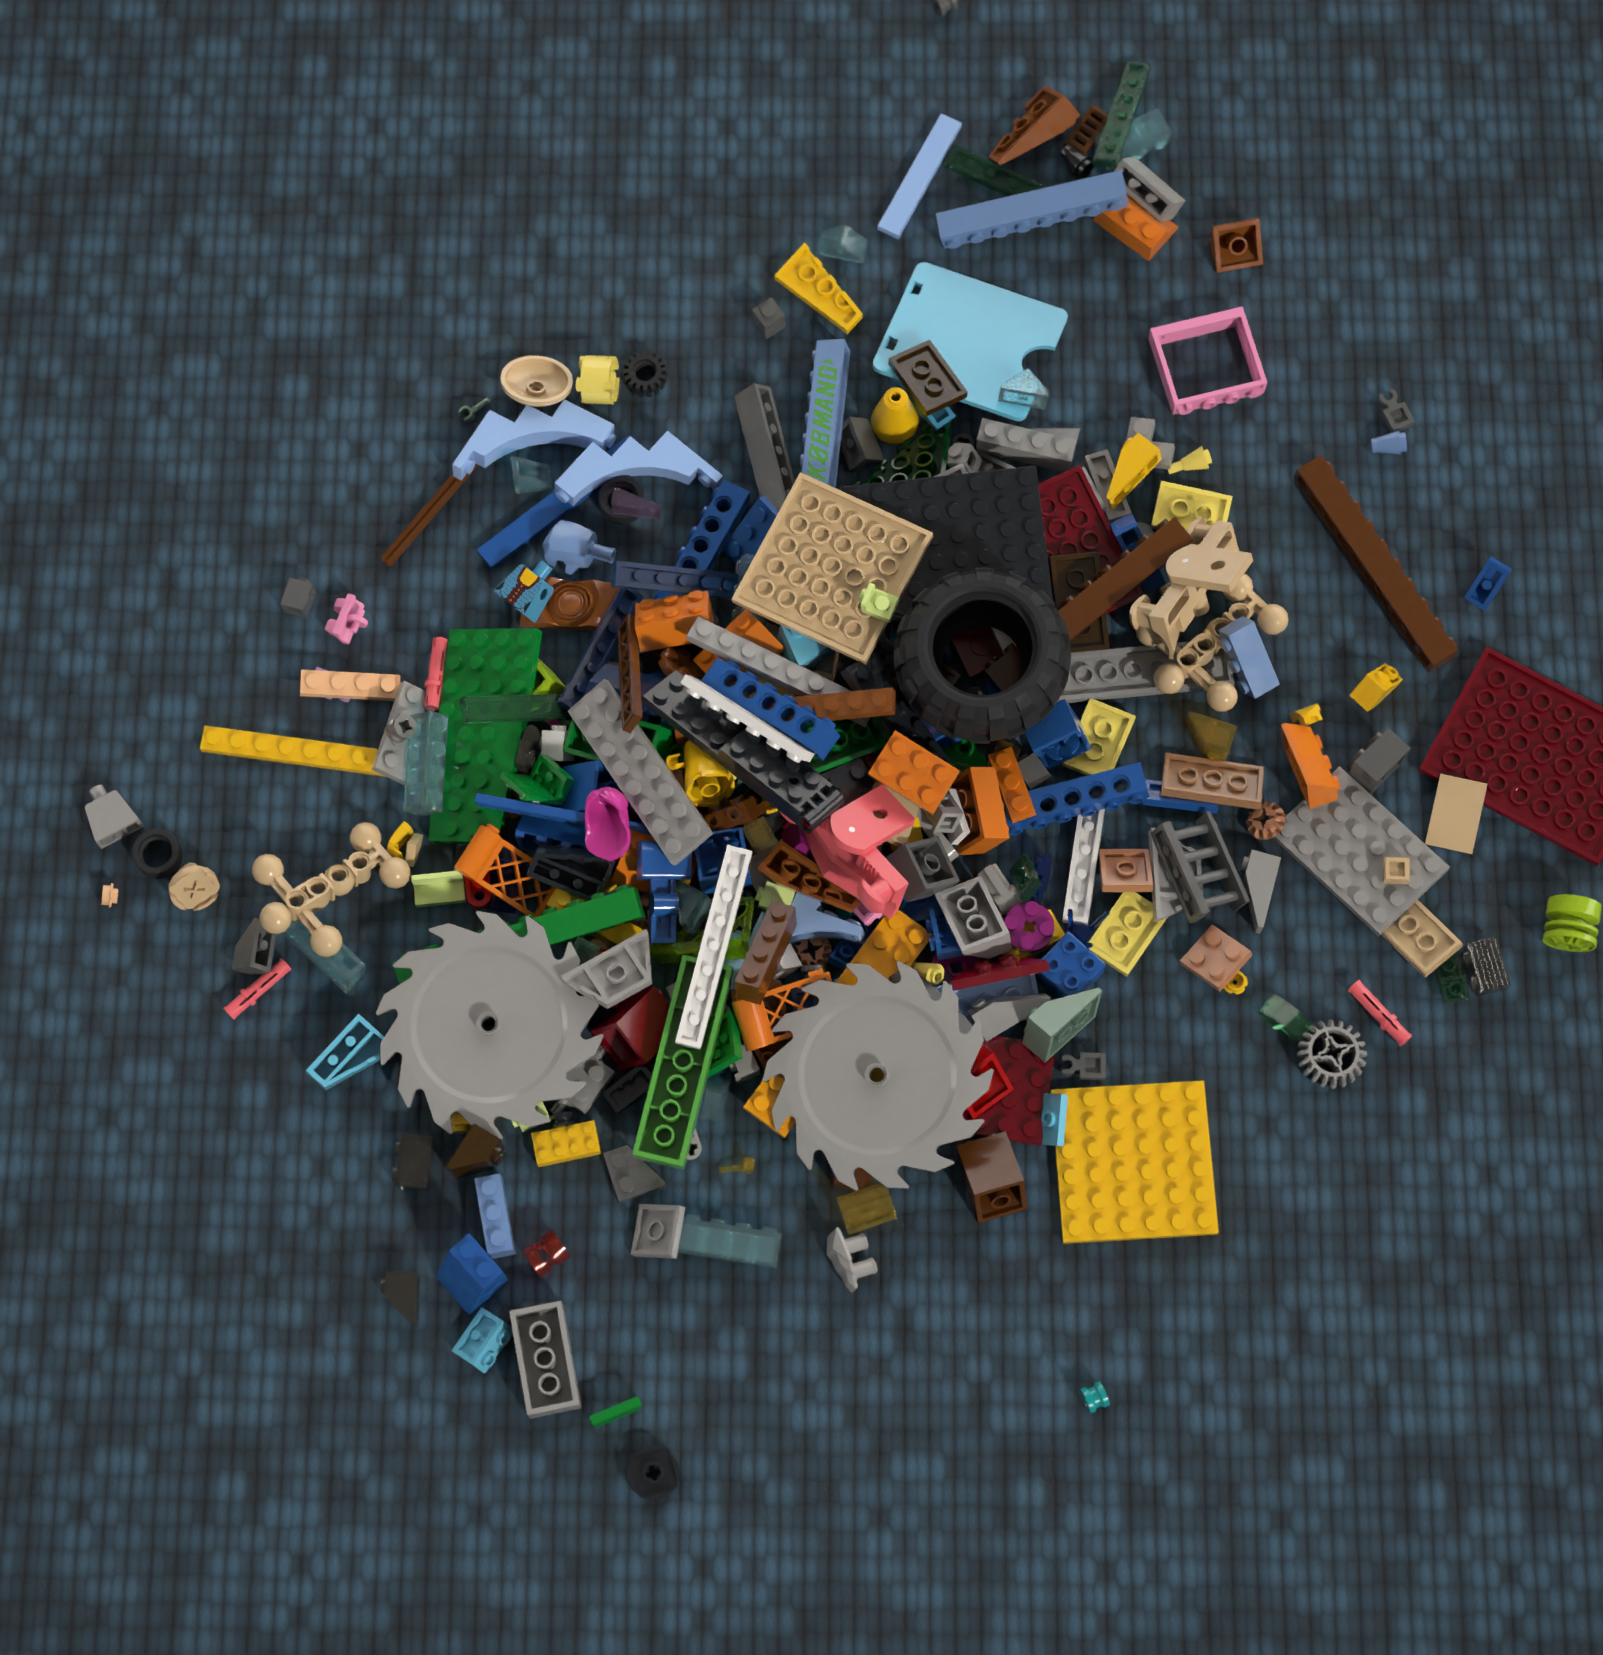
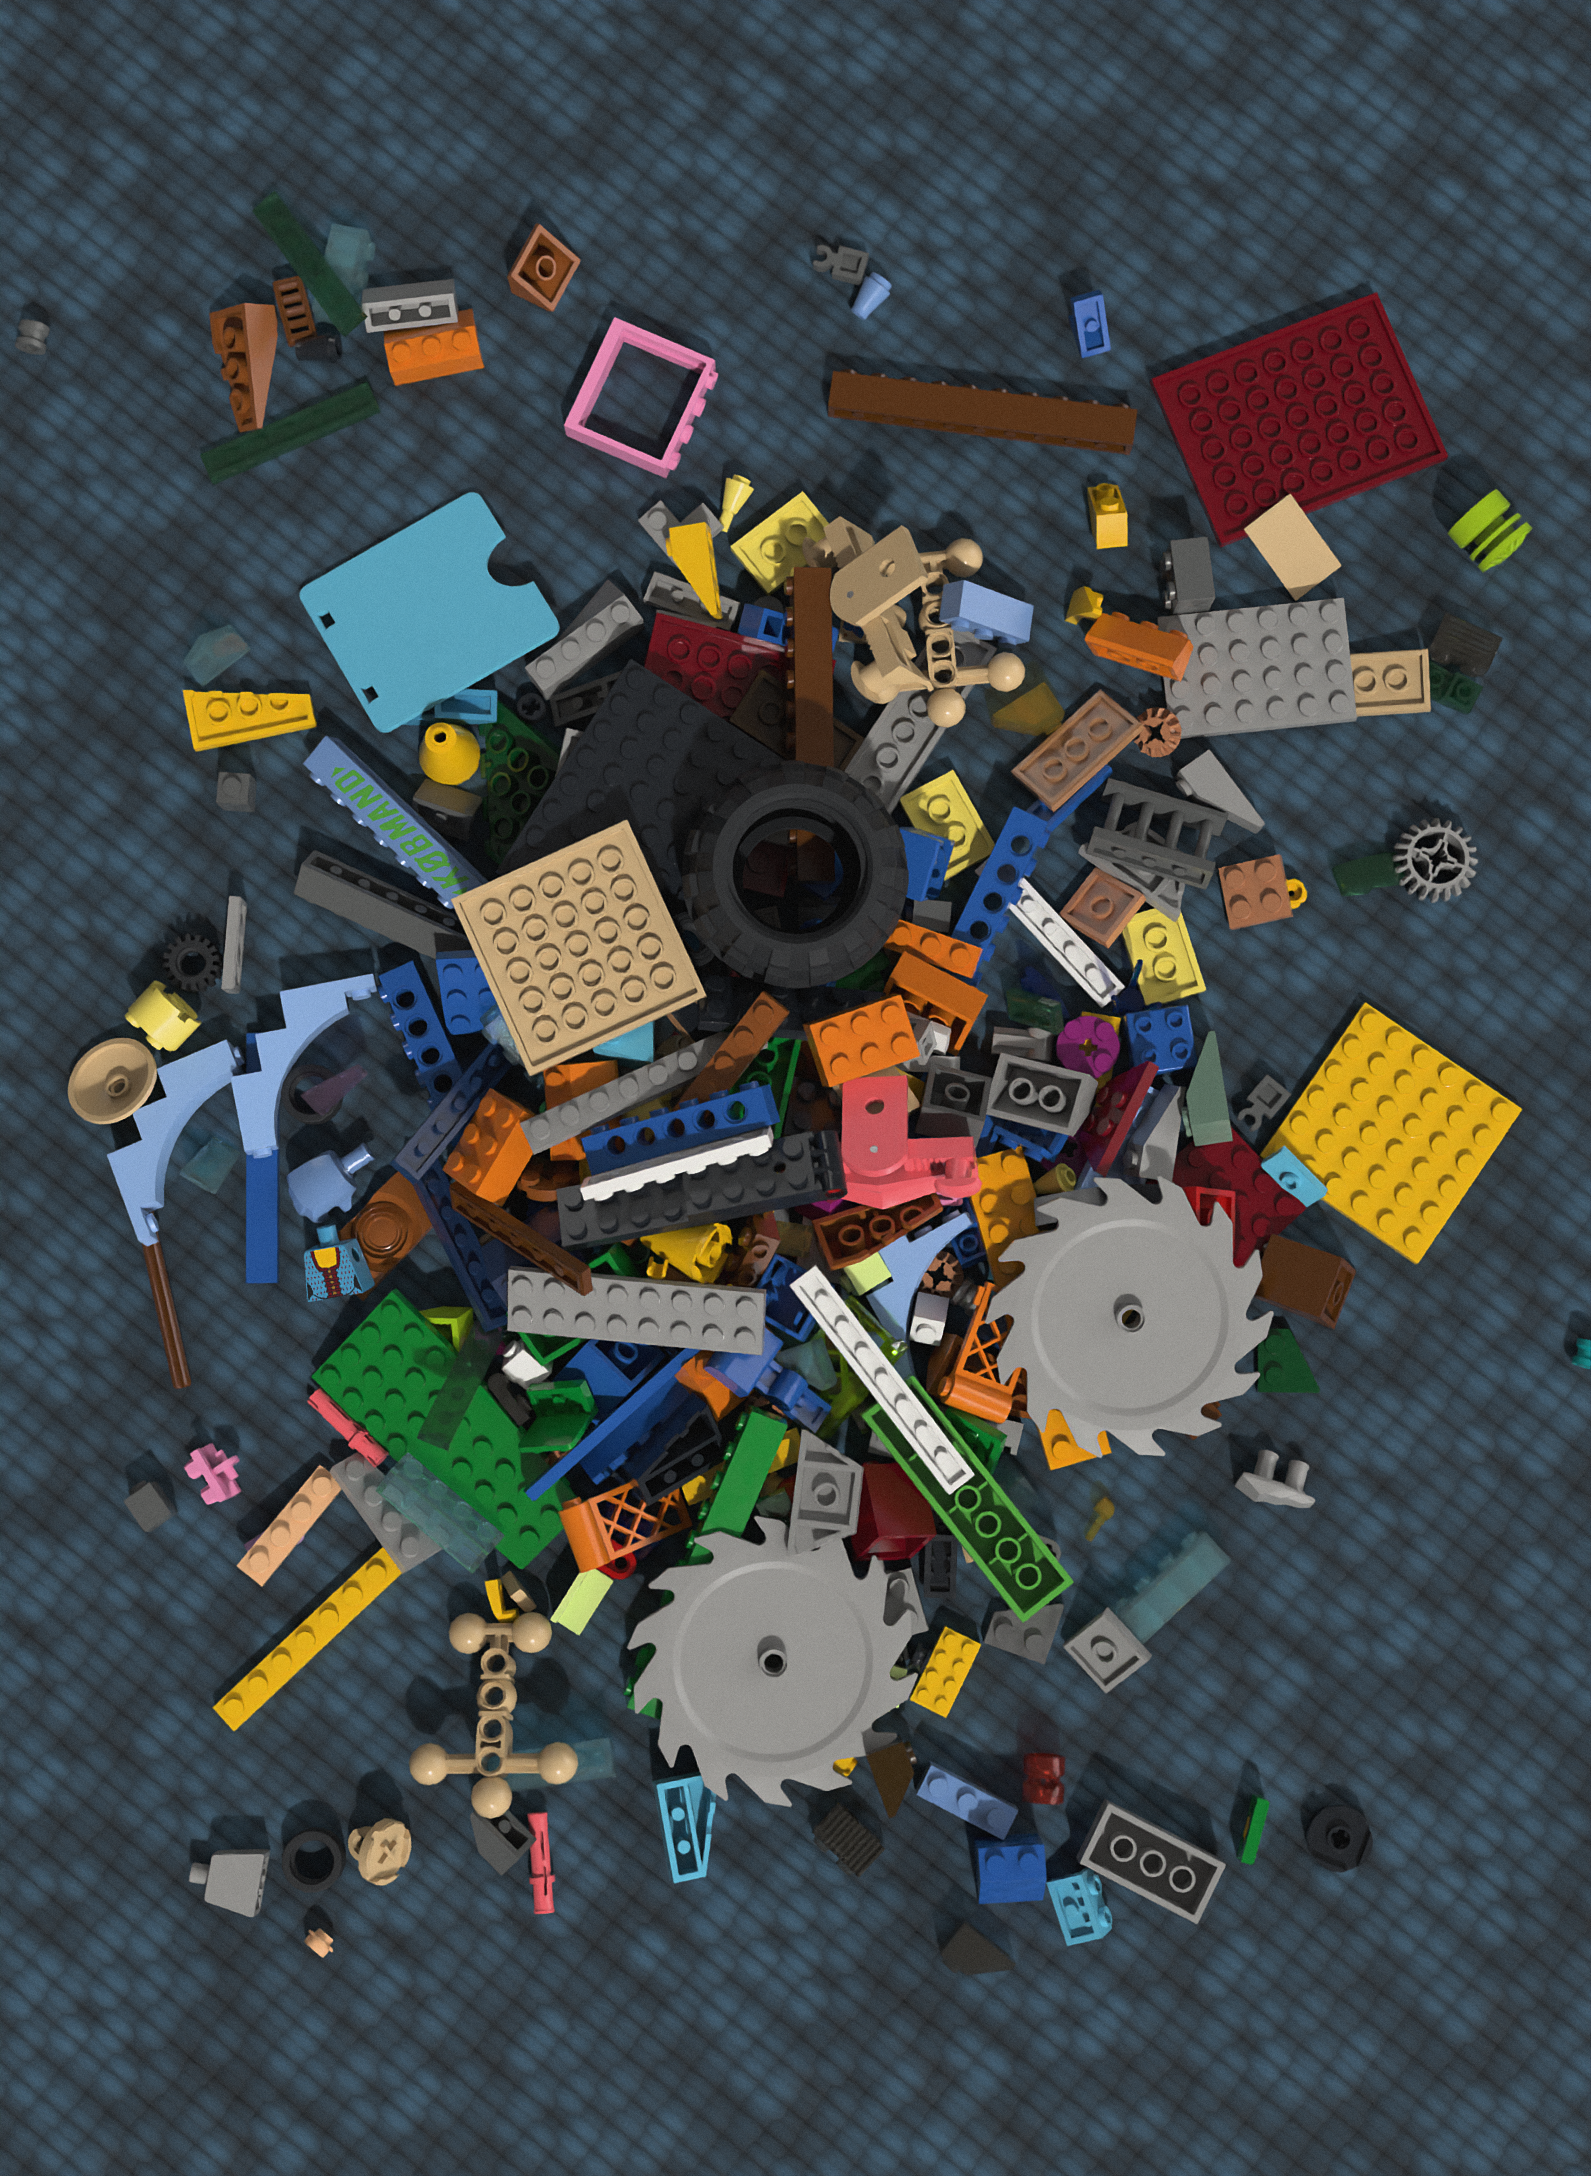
camera: 50 degrees left, 10 degrees up
(396, 733) = (382, 1519): flat silver wheel -> none
(472, 410) = (87, 1168): sand green hand -> none
(607, 823) = (665, 1385): dark pink hair -> none
(675, 387) = (234, 945): none -> light grey tile
(765, 952) = (922, 1330): reddish brown brick -> none
(866, 1208) = (1241, 1428): clear yellow plate -> none
(878, 603) = (658, 934): yellowish green bracket -> none
(919, 176) = (203, 517): light blue tile -> none
(927, 378) = (440, 687): dark brown plate -> none
(928, 1206) = (1283, 1365): none -> dark green wing
(964, 454) = (547, 723): light grey brick -> none
(1024, 390) = (533, 602): clear light blue slope -> none
(1032, 209) = (341, 436): medium blue brick -> none
(1380, 1013) = (1433, 782): coral pin -> none
(1396, 870) = (1310, 651): tan tile -> none

